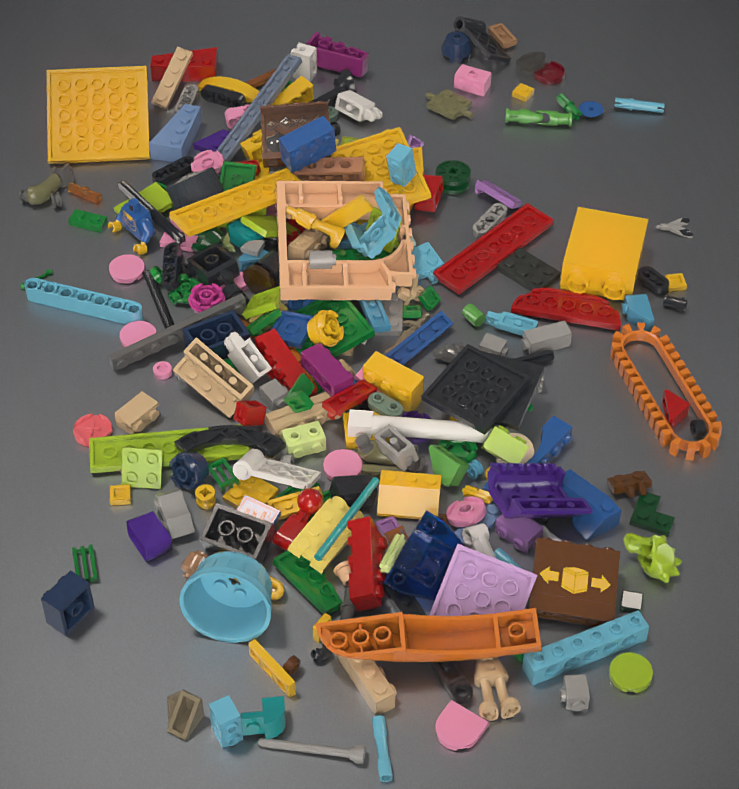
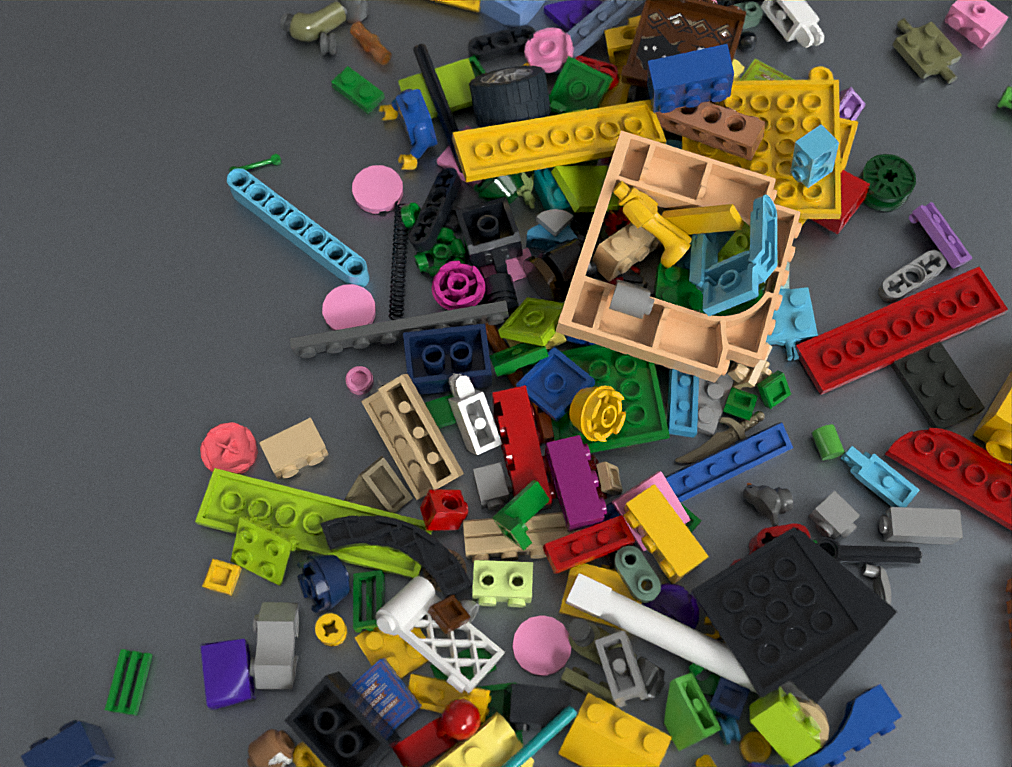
camera: 20 degrees right, 20 degrees up
(202, 414) = (379, 488): none -> dark tan slope
(278, 460) = (449, 614): none -> reddish brown tile
(468, 449) = (729, 698): none -> dark blue tile

